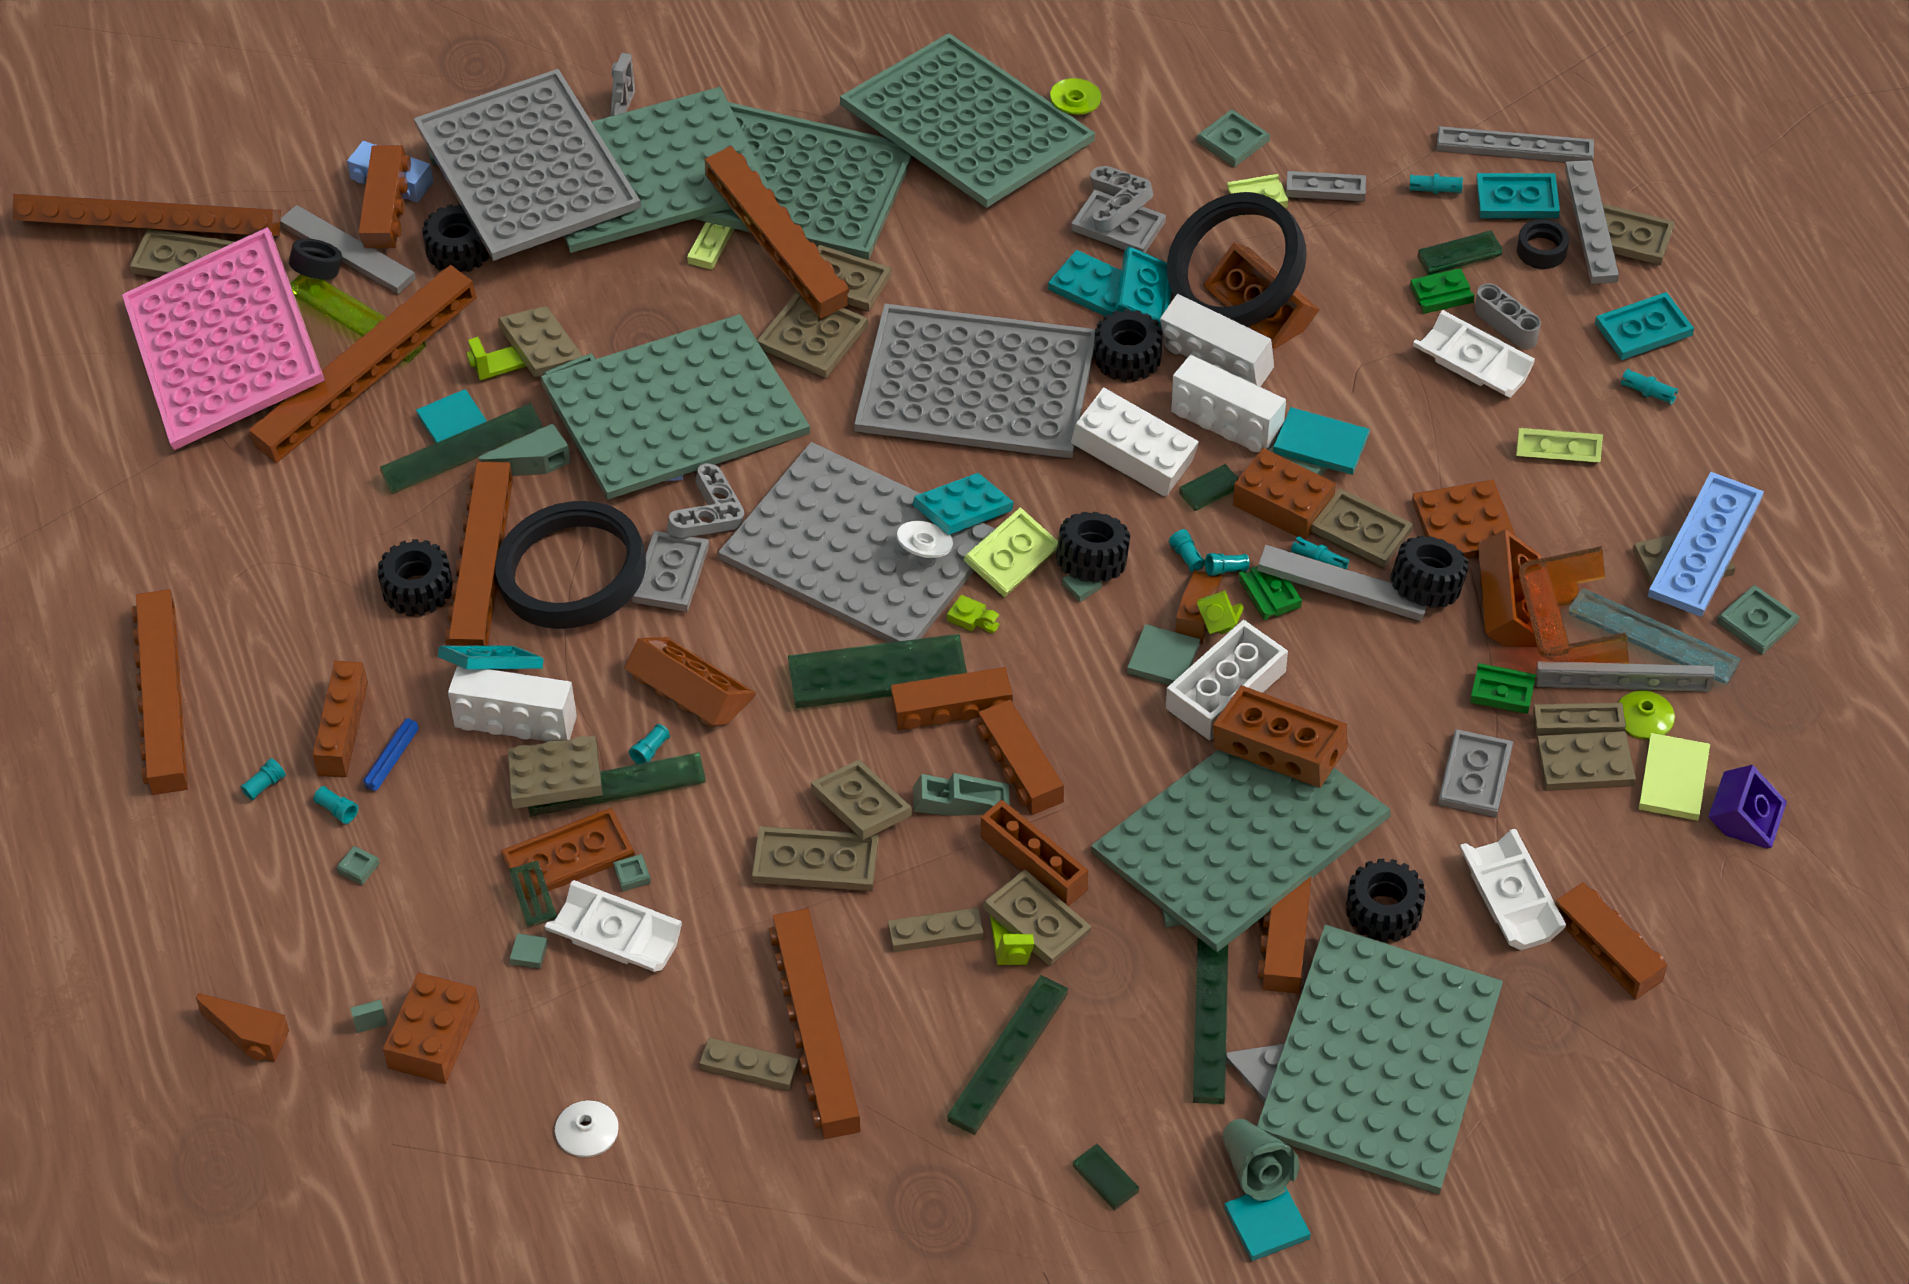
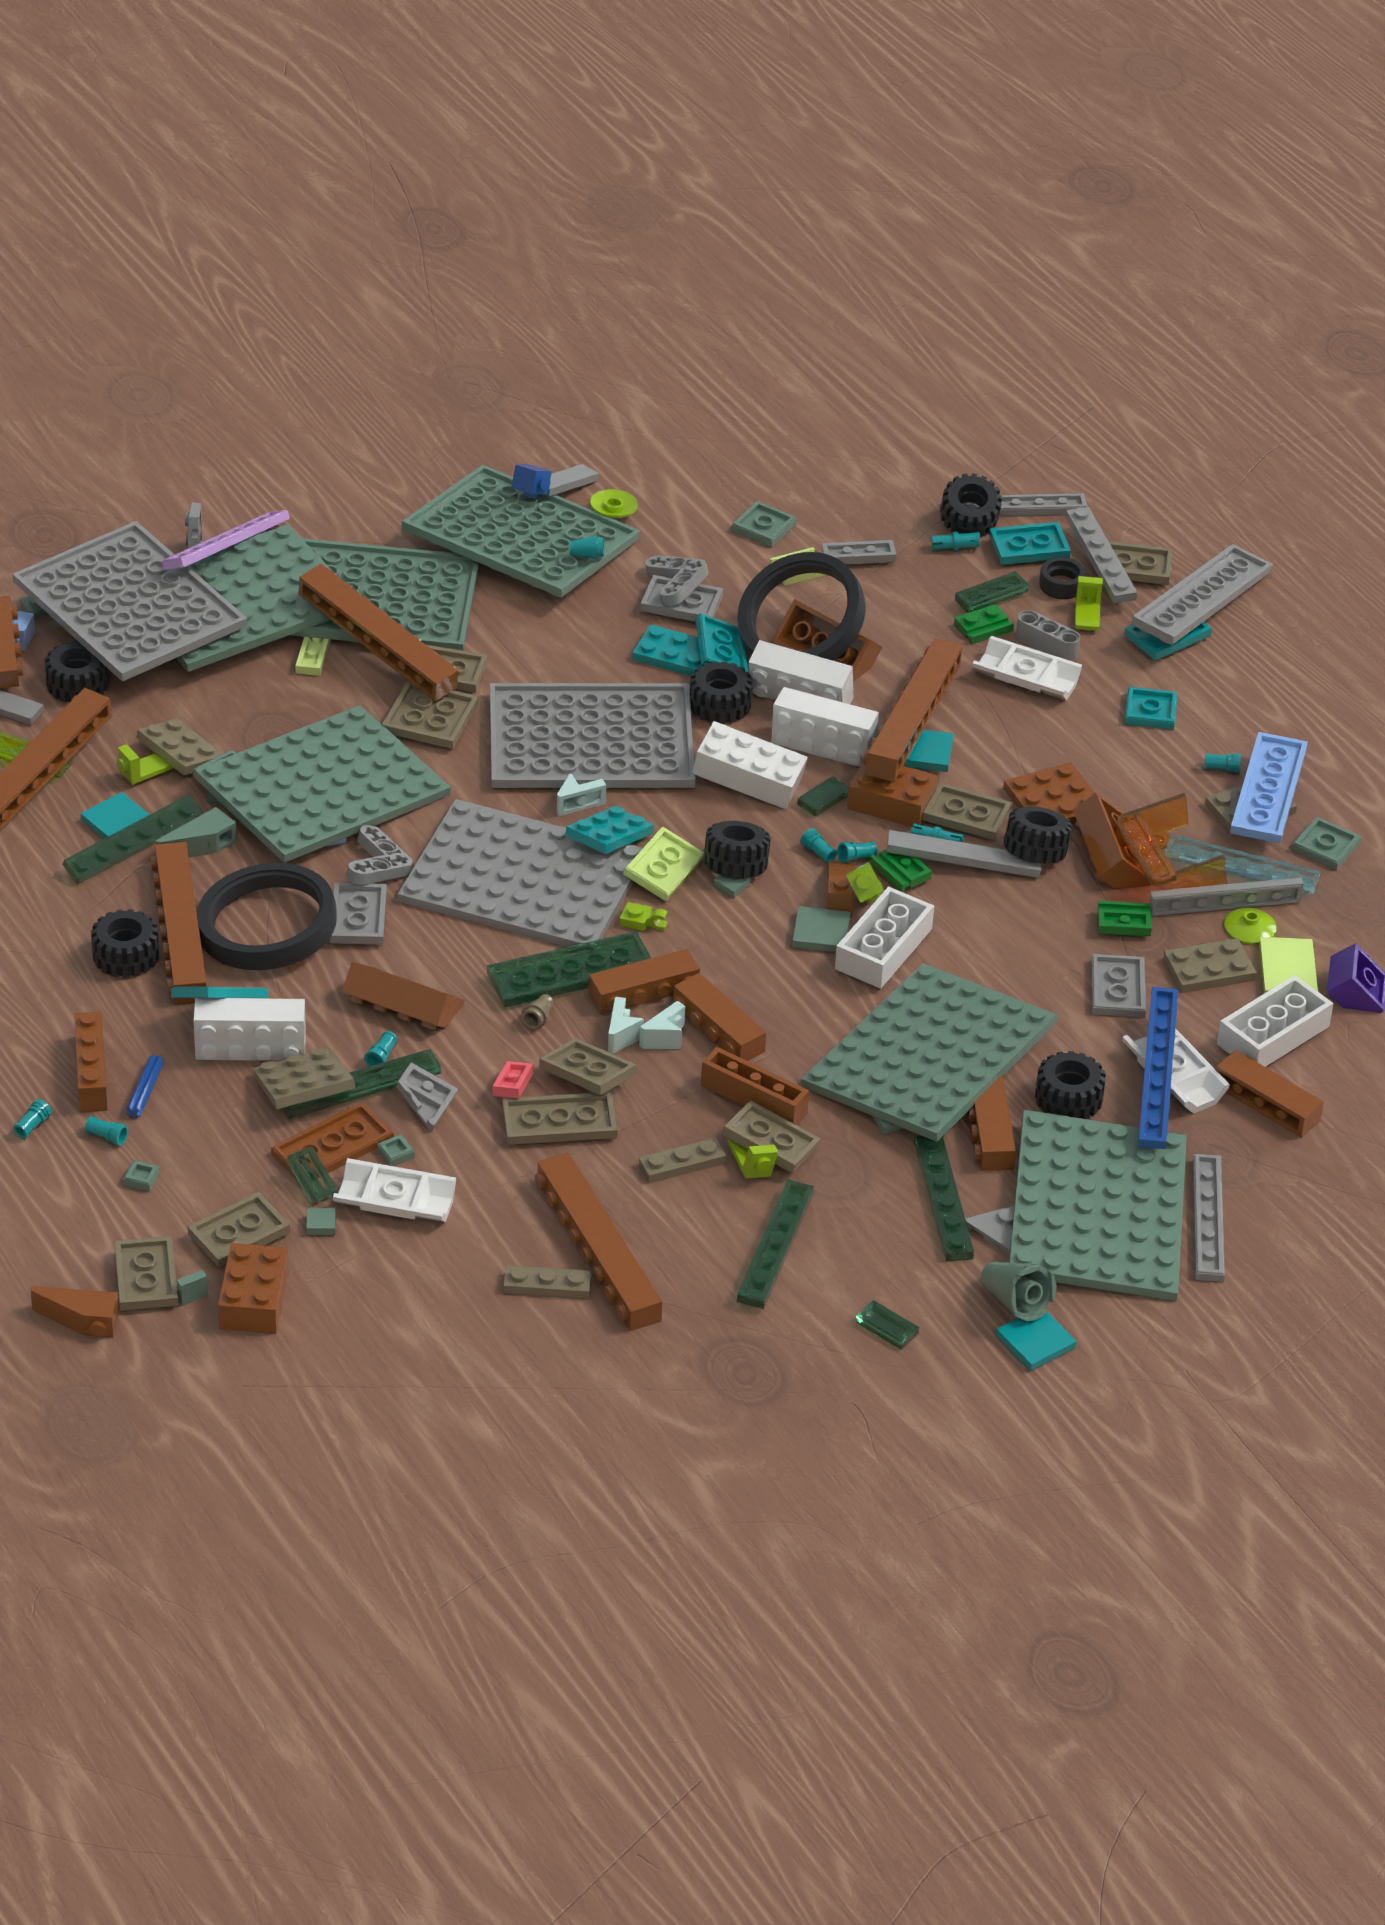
camera: 15 degrees left, 10 degrees down
(326, 989) = (146, 1273): none -> dark tan plate
(439, 947) = (244, 1222): none -> dark tan plate
(589, 1139) = (415, 1350): white dish -> none
(647, 100) = (225, 539): none -> lavender tile
(680, 809) = (426, 1094): none -> light grey wing
(777, 804) = (513, 1079): none -> coral plate
(825, 722) = (537, 1012): none -> dark tan cone
(912, 755) = (623, 1028): none -> light aqua slope
(924, 539) = (585, 859): white dish -> none
(938, 457) = (580, 797): none -> light aqua slope
(957, 758) = (664, 1029): none -> light aqua slope
(957, 795) = (670, 1055): sand green slope -> none
(990, 61) = (531, 480): none -> blue brick
(1028, 151) = (587, 547): none -> teal cone
(1031, 61) = (571, 478): none -> light grey tile
(1280, 736) = (947, 969): dark orange brick -> none
(1329, 397) = (912, 710): none -> dark orange brick
(1462, 125) = (970, 490): none -> black tyre
(1487, 895) = (1158, 1068): none -> blue plate
(1502, 1092) = (1208, 1218): none -> light grey tile
(1559, 444) = (1120, 729): yellowish green plate -> none
(1562, 281) = (1088, 603): none -> lime bracket
(1578, 718) = (1195, 932): dark tan plate -> none
(1603, 416) = (1151, 708): none -> teal tile
(1638, 851) = (1276, 1022): none -> white brick
(1649, 386) = (1185, 677): teal pin -> none
(1672, 502) = (1223, 762): none -> teal pin
(1691, 285) = (1201, 594): none -> light grey plate

